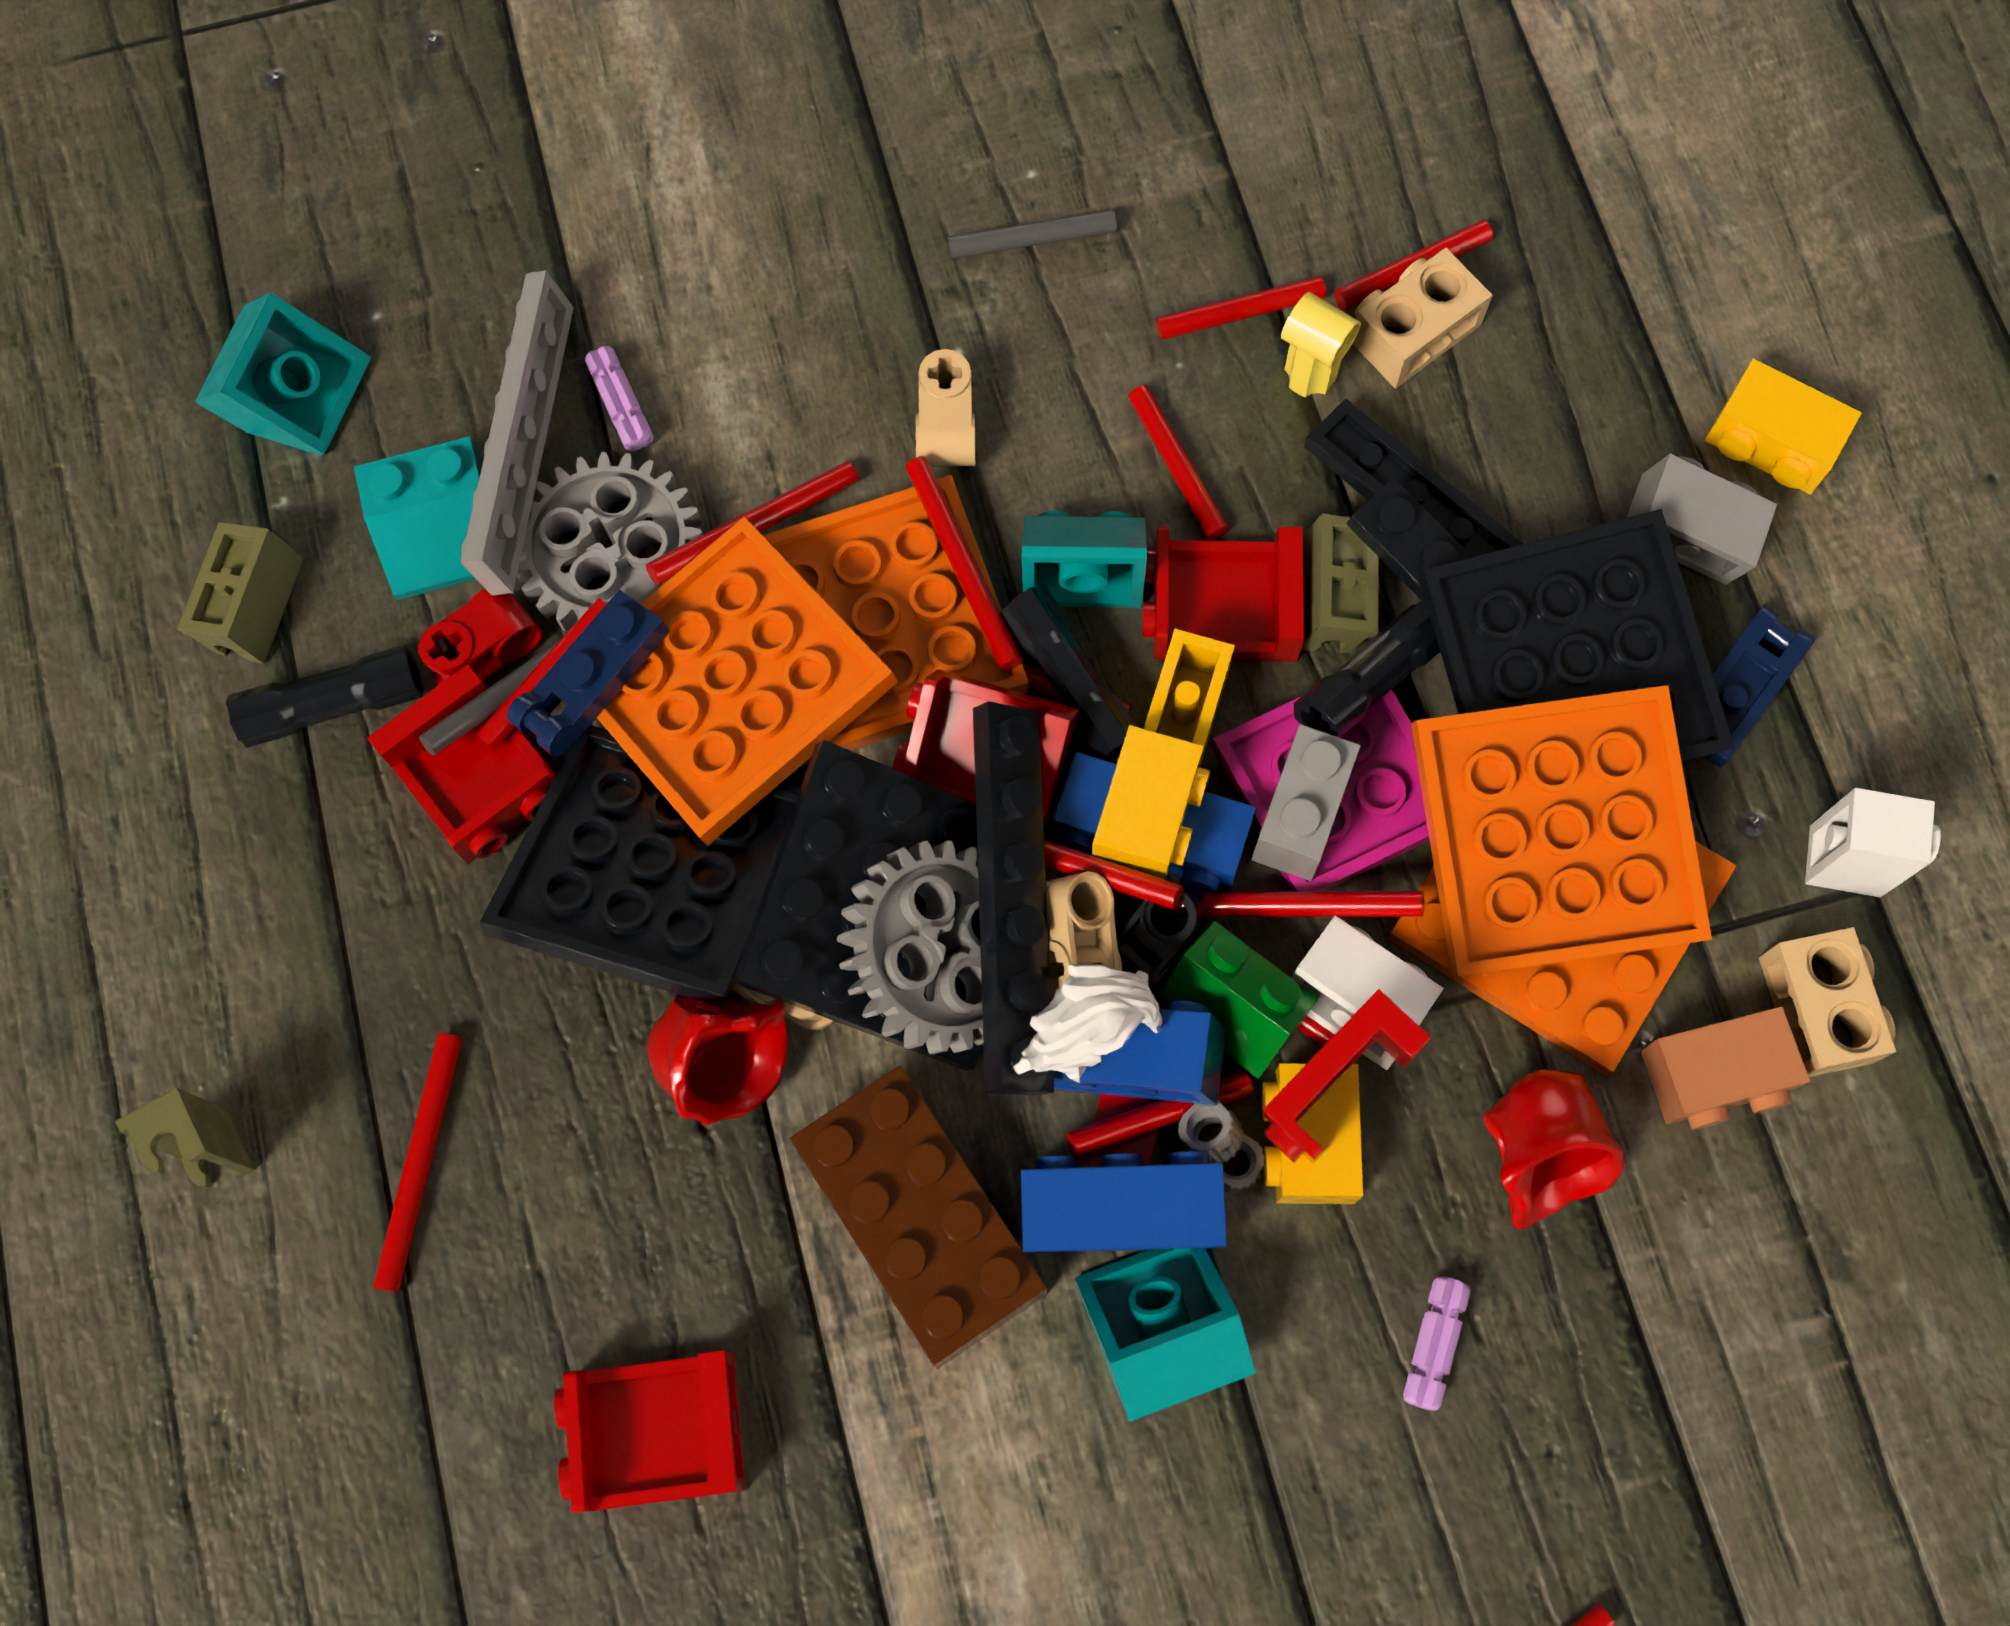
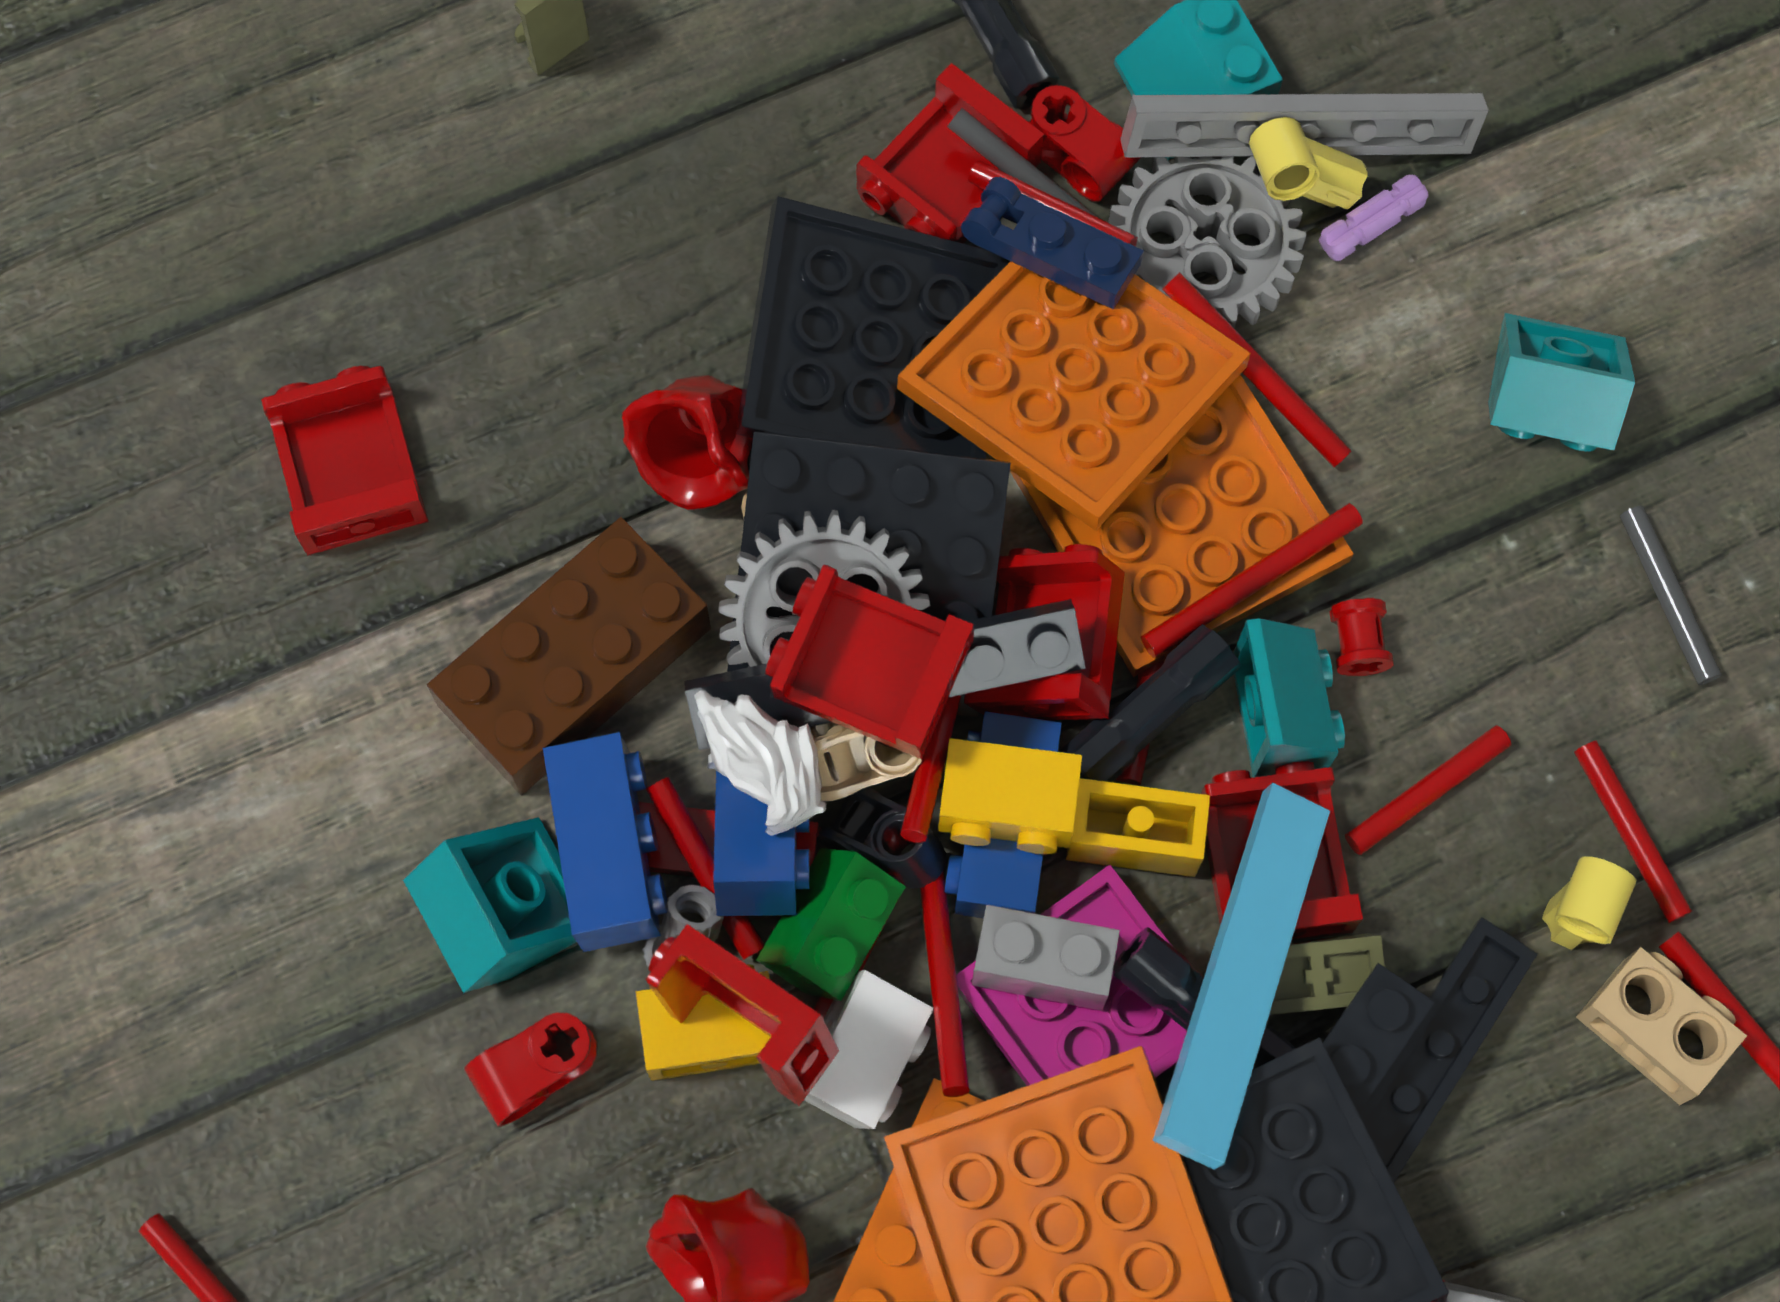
camera: 75 degrees right, 0 degrees up
(417, 1163) = (563, 208): red bar -> none
(561, 439) = (1305, 168): none -> light yellow piece
(820, 273) = (1560, 383): none -> teal slope
(945, 415) = (1414, 537): tan piece -> none
(1014, 894) = (869, 662): none -> red panel
(1029, 485) = (1361, 637): none -> red bush
(1338, 1328) = (522, 1074): none -> red piece
(1355, 628) = (1241, 978): none -> medium azure tile
(1436, 1343) = (521, 1174): lavender axle -> none

